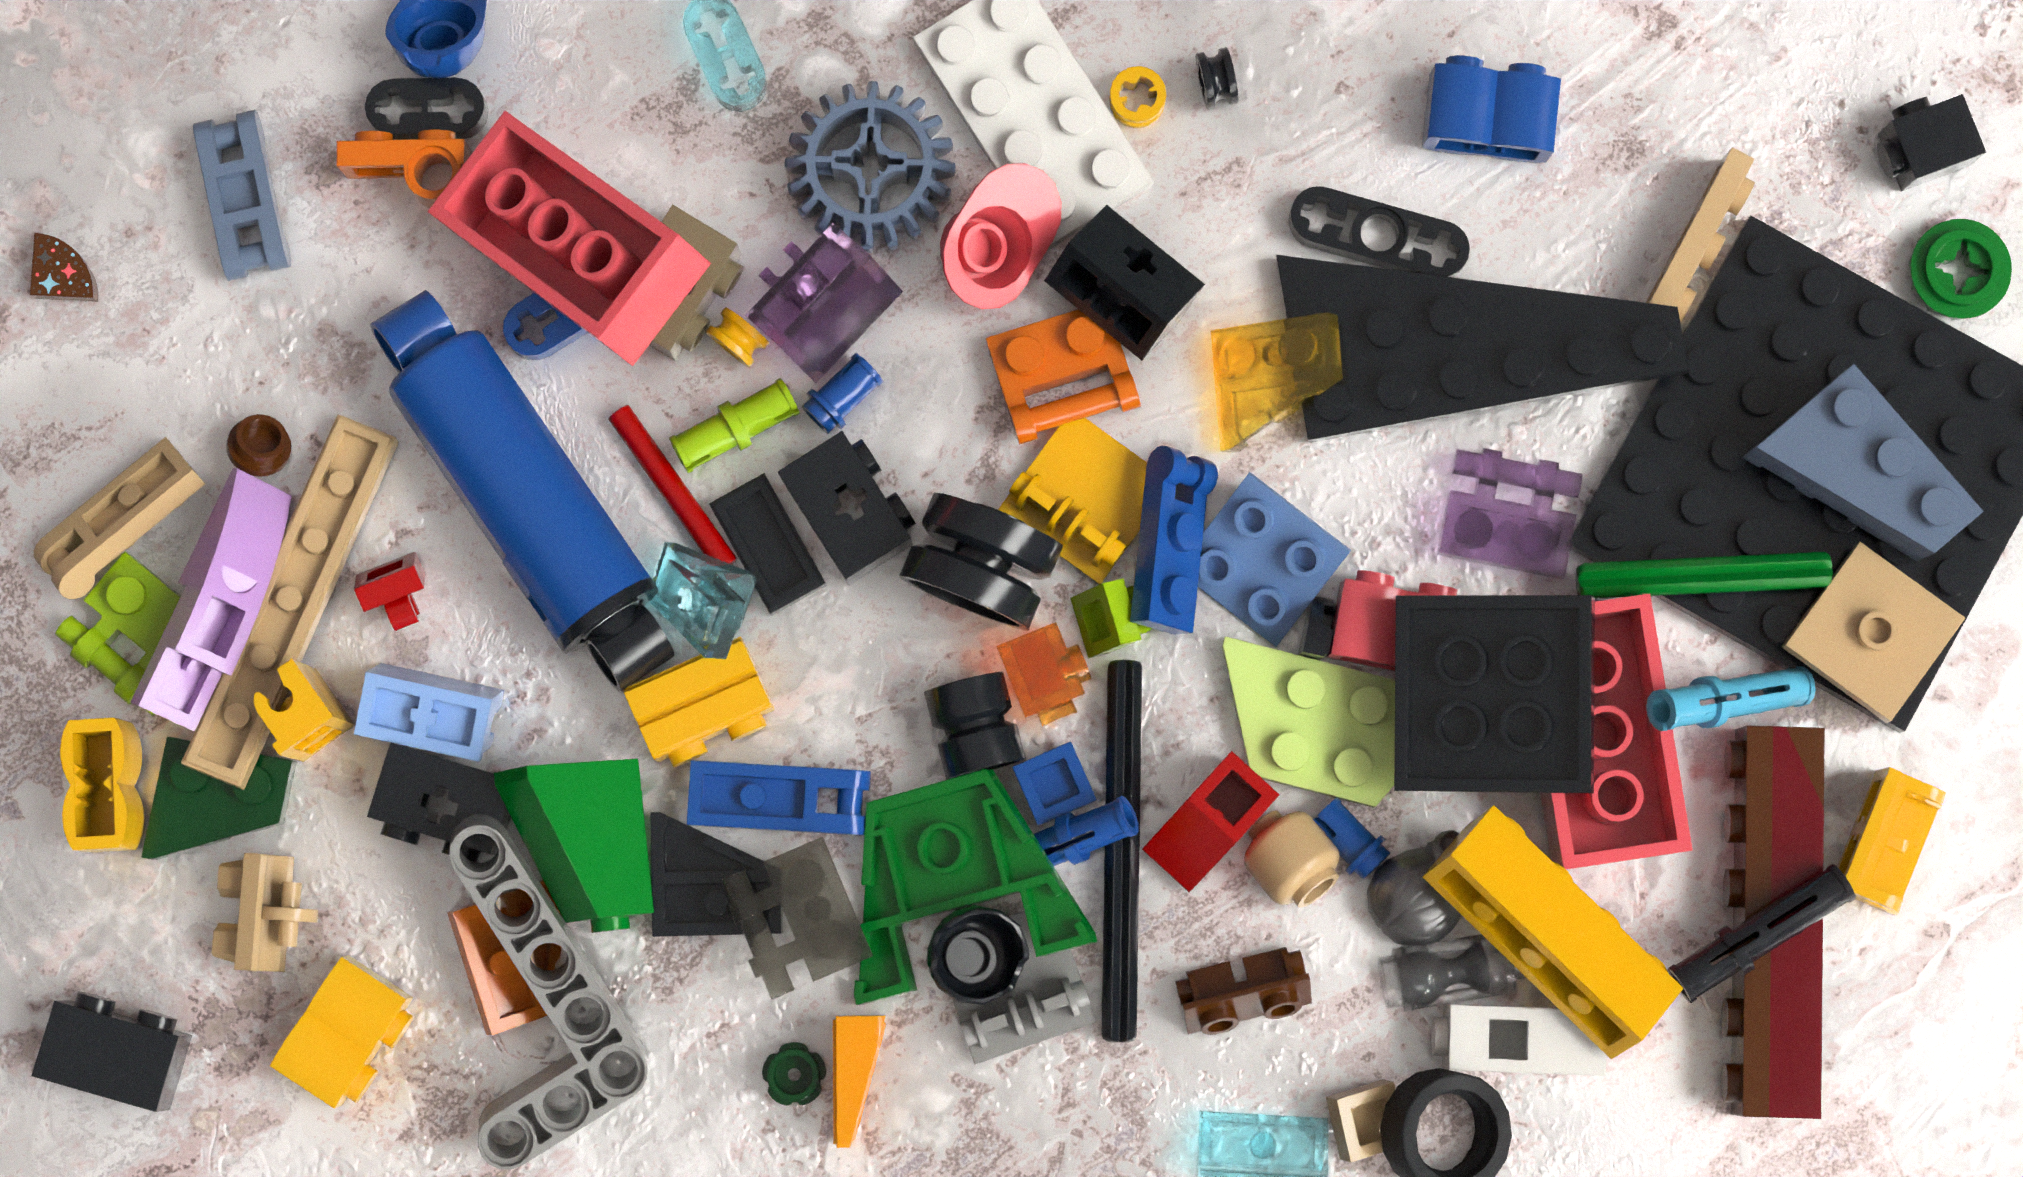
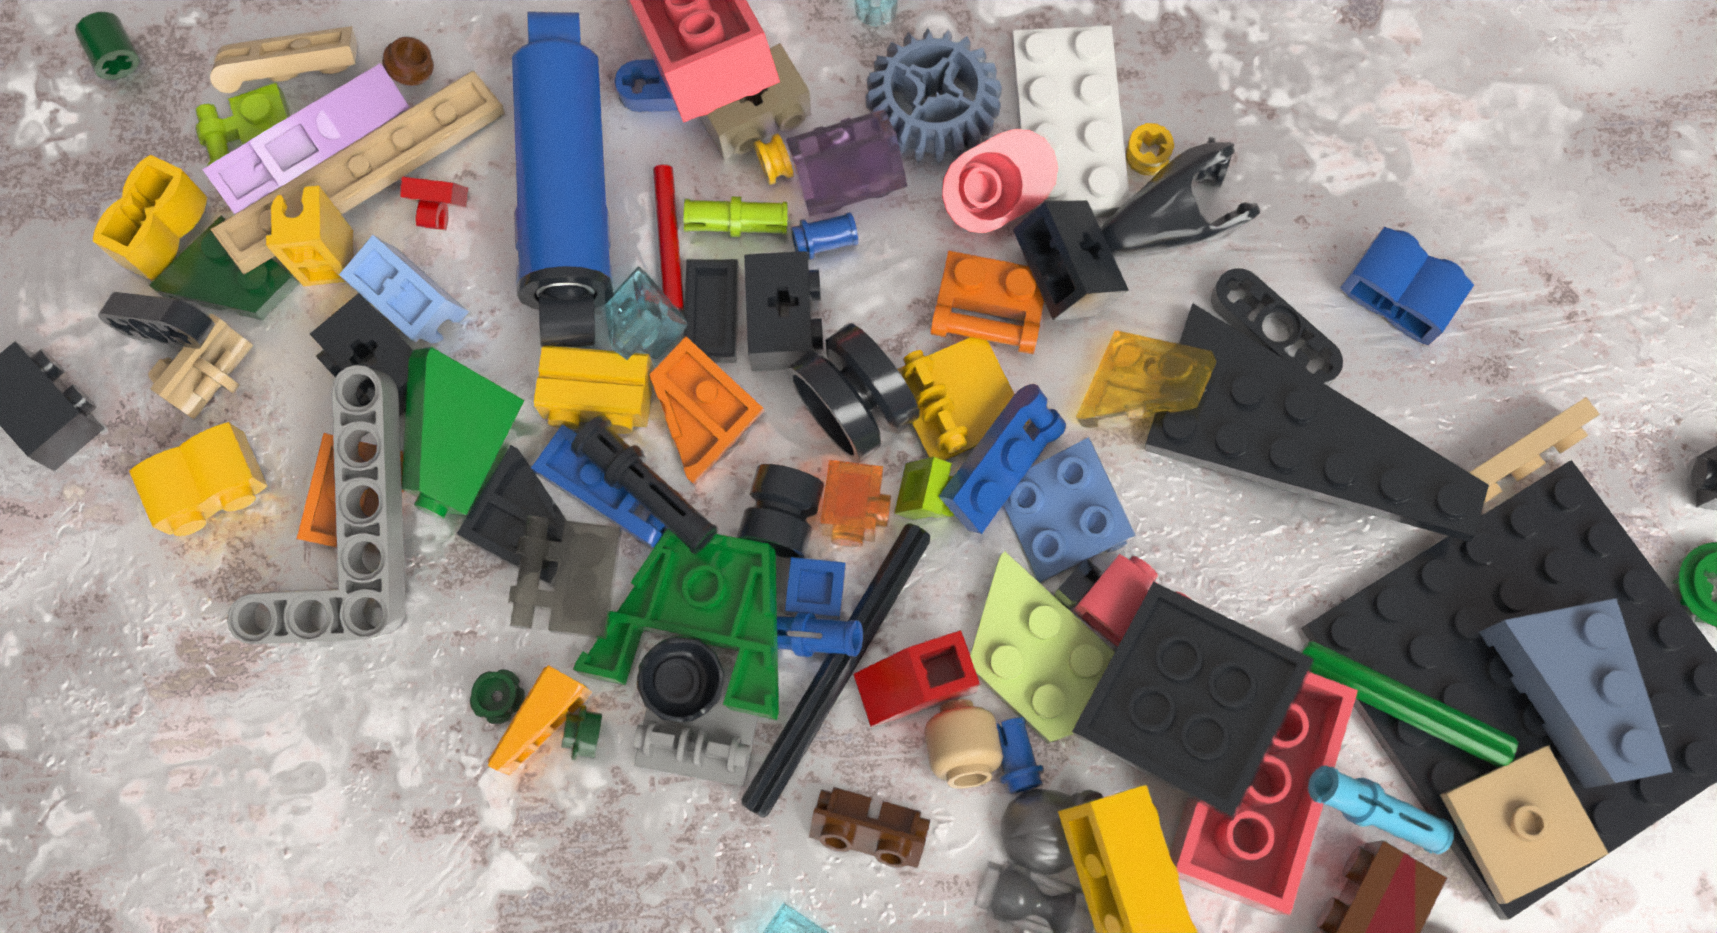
camera: 30 degrees right, 10 degrees down
(191, 893) = (156, 319): none -> black beam
(792, 772) = (626, 468): none -> black pin
(824, 658) = (701, 407): none -> orange wing
(905, 1062) = (582, 733): none -> dark green plate
(1192, 167) = (1166, 212): none -> black animal
(1505, 531) = (1261, 590): clear purple plate -> none

